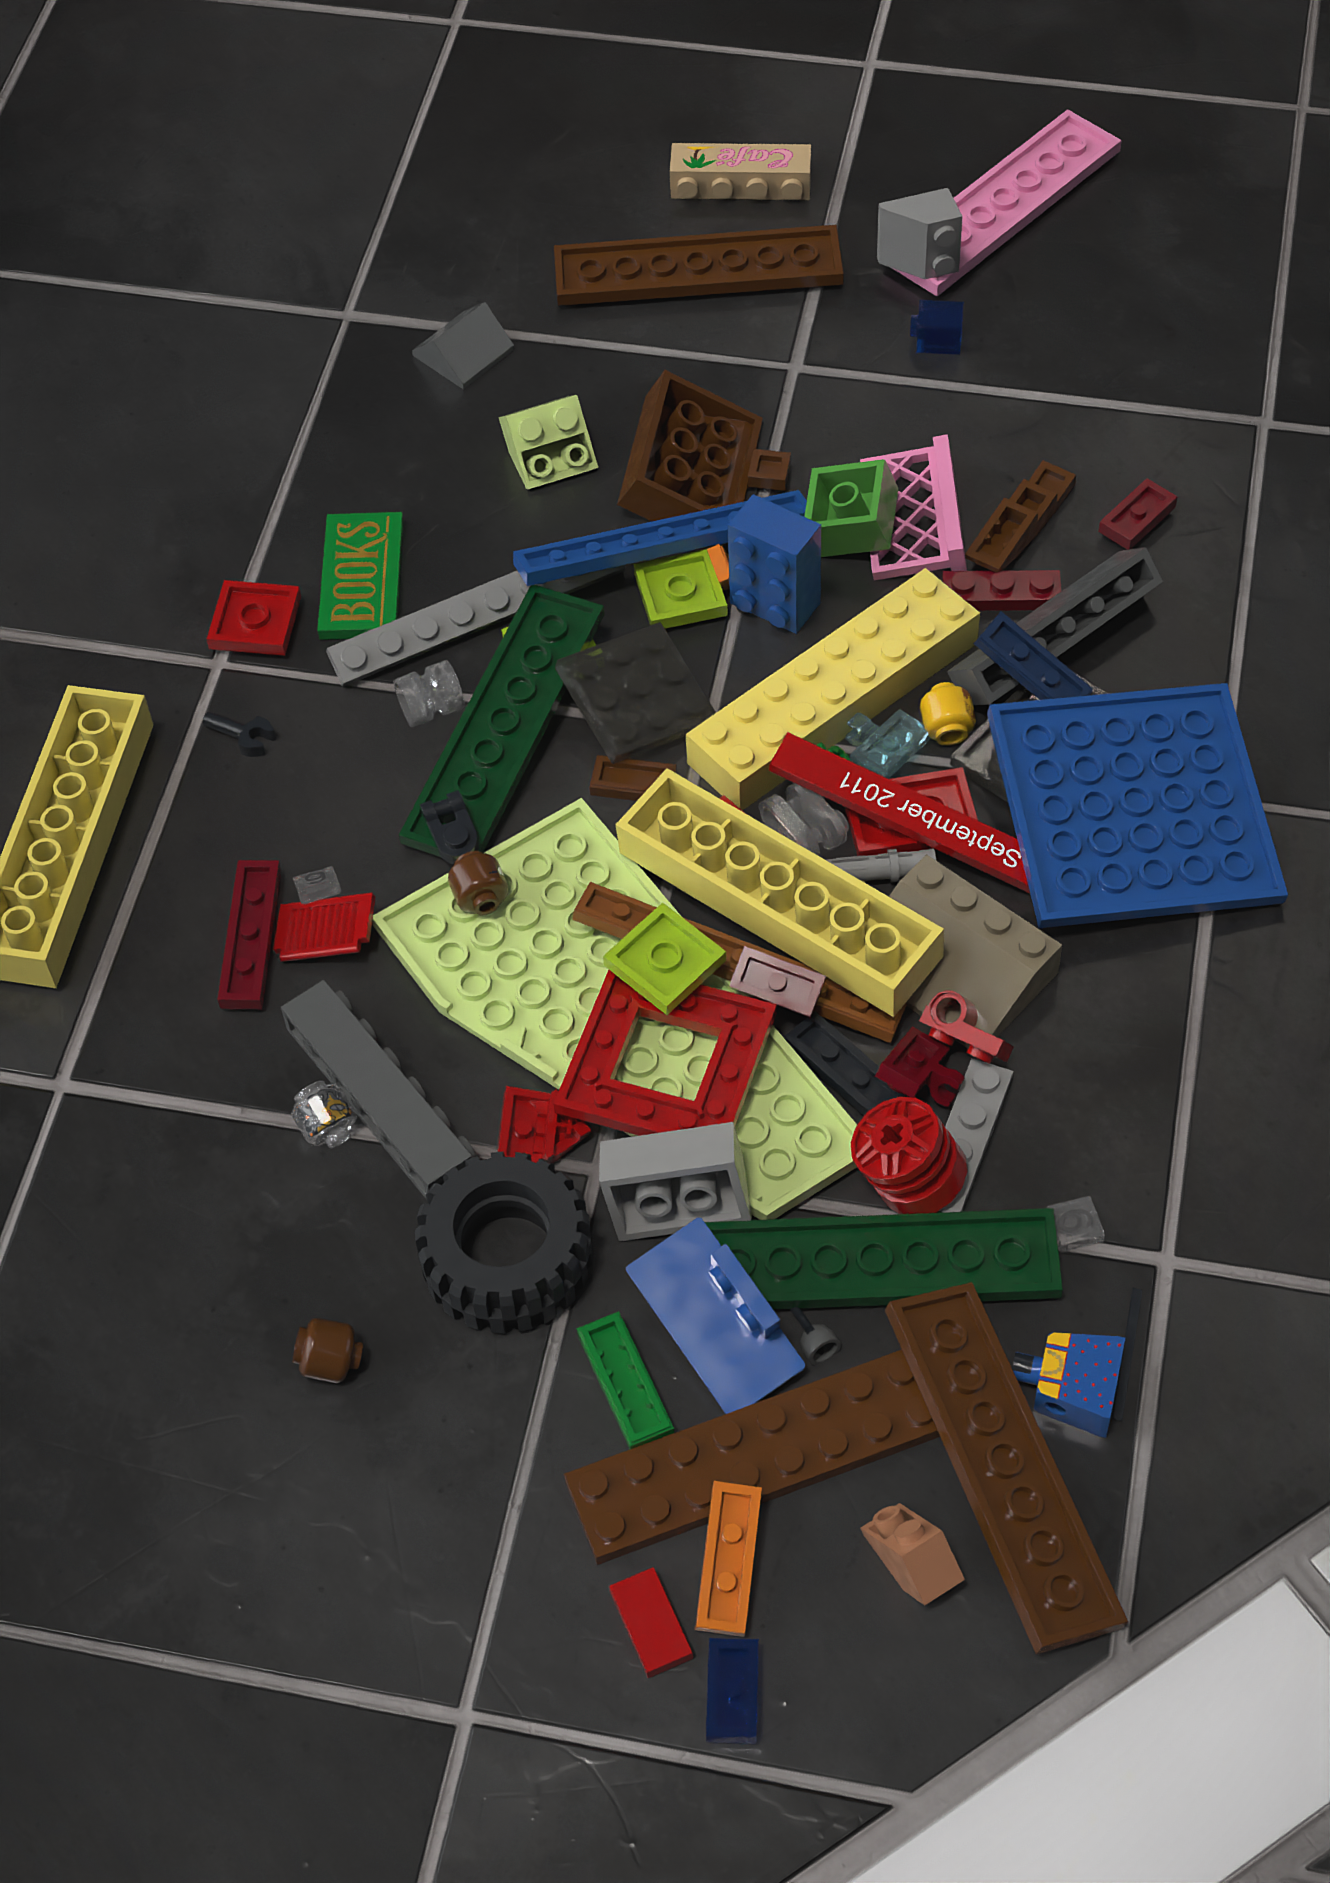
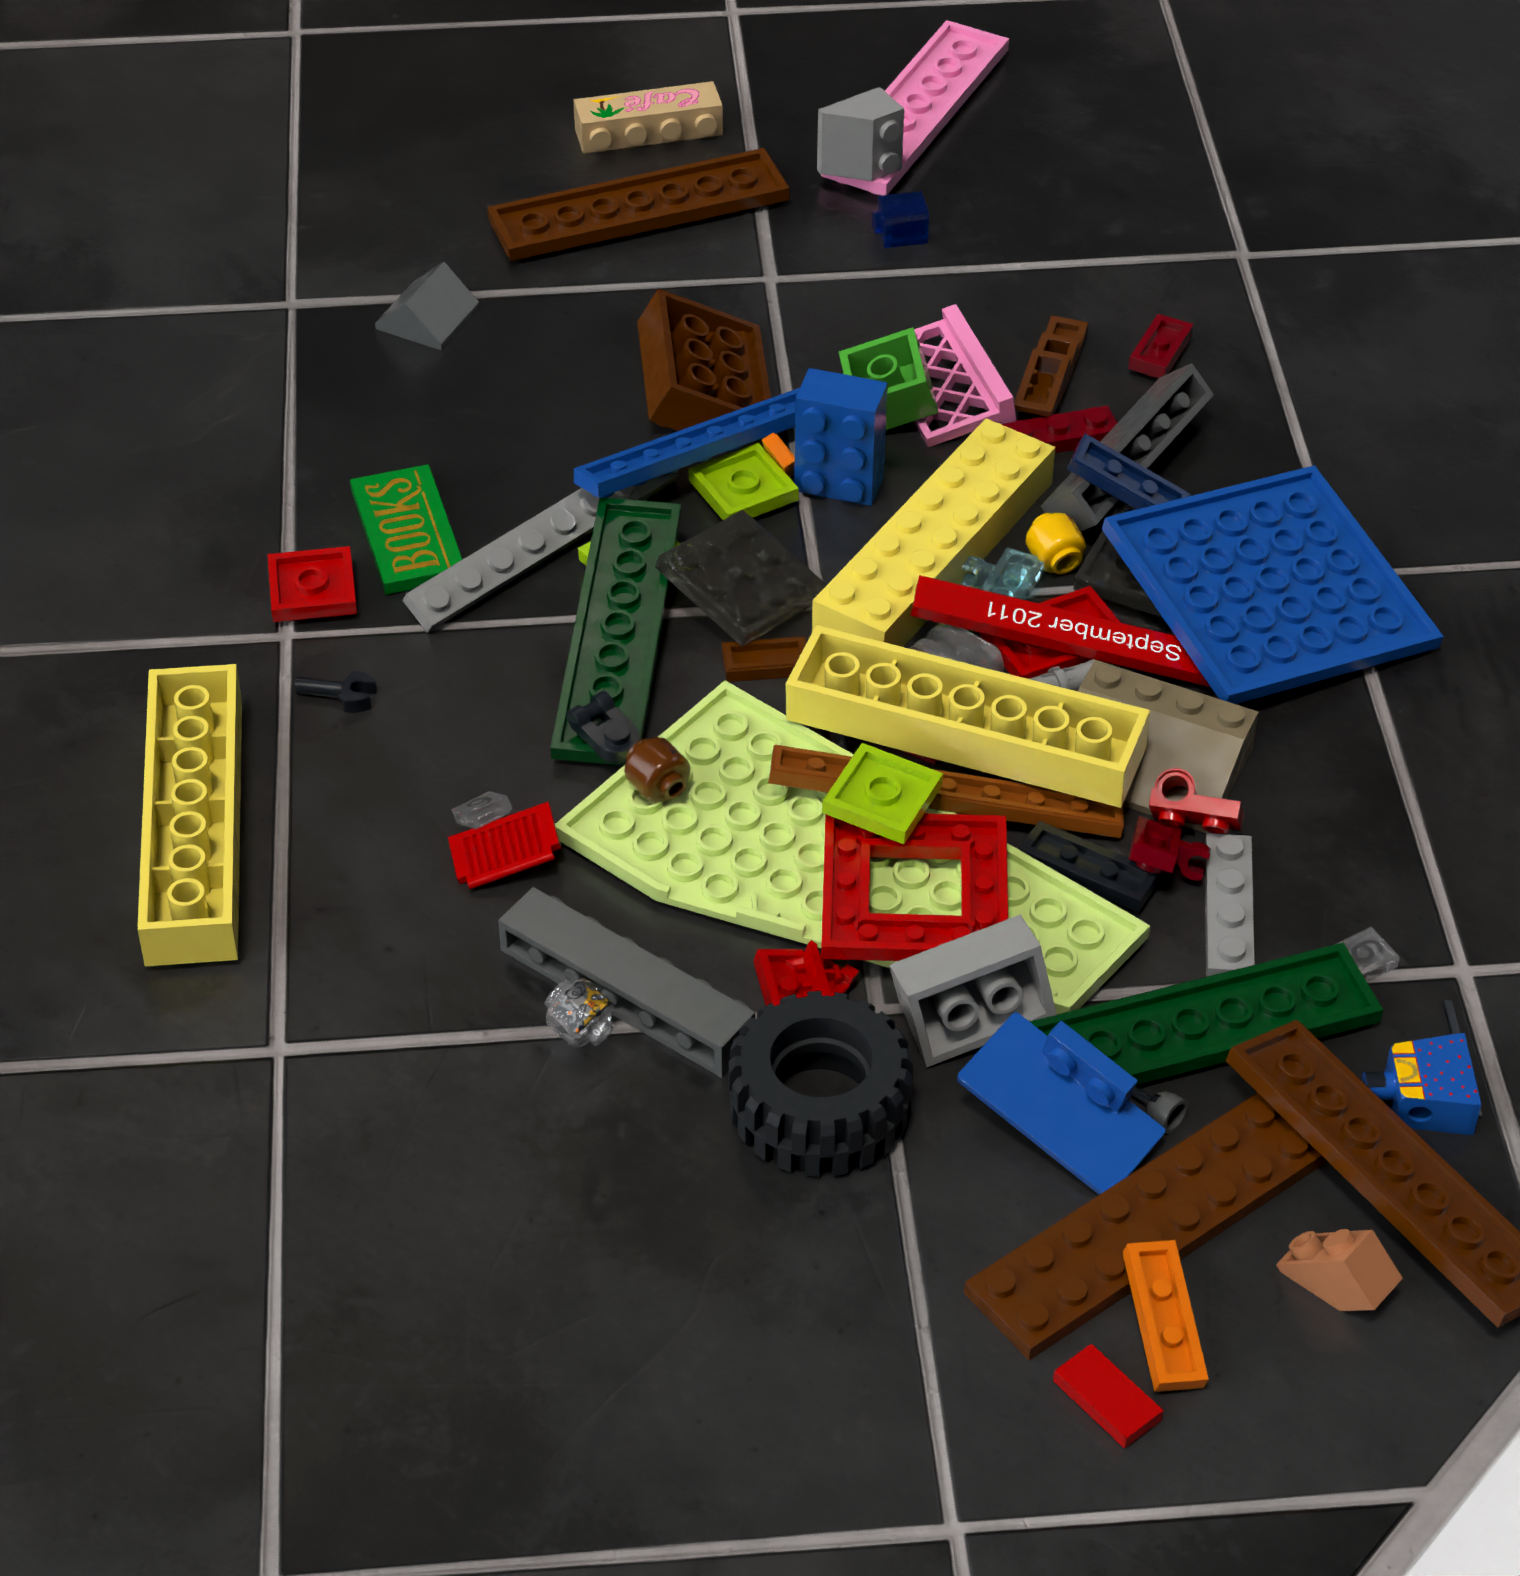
camera: 20 degrees left, 10 degrees down
(249, 934) = (429, 868): dark red plate -> none
(326, 1350) = (674, 1224): reddish brown head -> none
(429, 693) = (528, 616): clear wheel -> none
(549, 441) = (555, 376): yellowish green slope -> none
(624, 1380) = (989, 1185): green plate -> none
(732, 1691) = (1217, 1434): clear blue plate -> none
(769, 469) = (786, 366): reddish brown plate -> none
(777, 982) = (999, 793): plate -> none
(909, 1156) = (1193, 919): red wheel -> none

